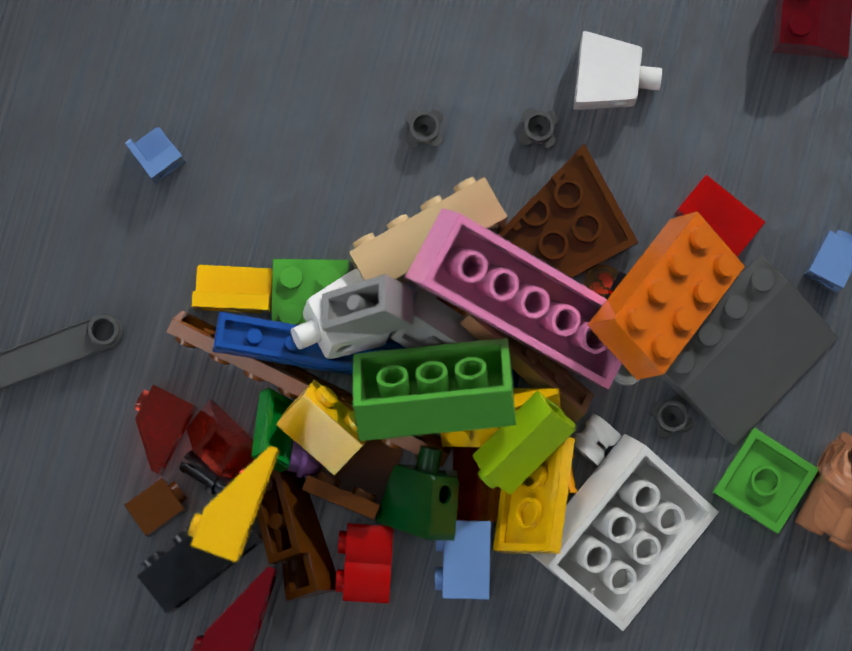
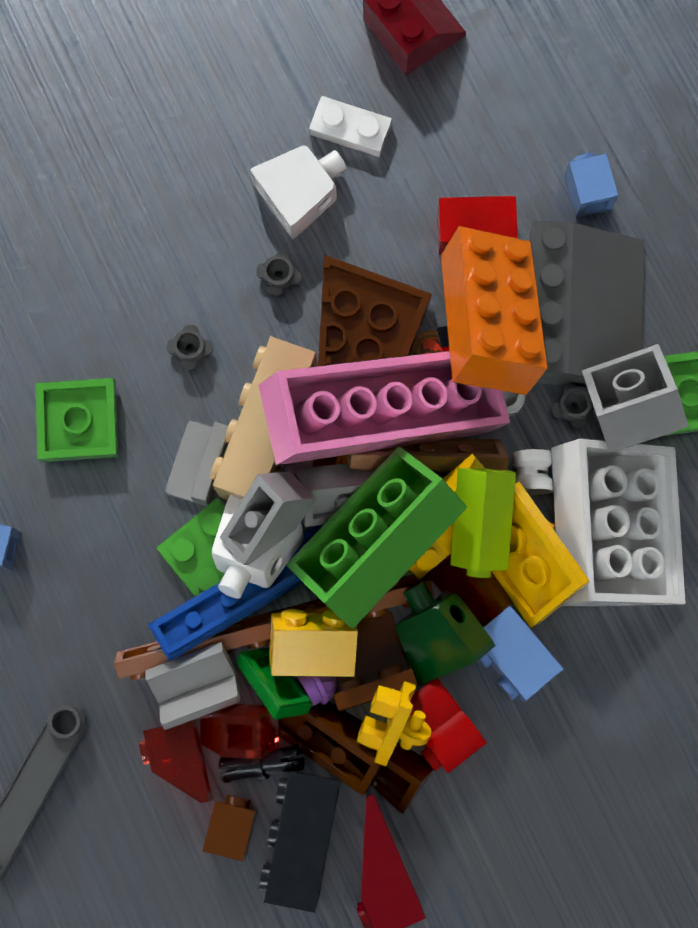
camera: 35 degrees left, 5 degrees down
(216, 383) = (194, 685): none -> light grey panel
(230, 515) = (299, 782): yellow slope -> none
(233, 289) = (144, 600): yellow panel -> none
(295, 113) = (76, 420): none -> bright green plate
(337, 537) = (400, 724): none -> yellow hips
(355, 218) = (194, 462): none -> light grey panel
(693, 58) = (350, 126): none -> white plate
(712, 450) = (635, 398): none -> light grey brick

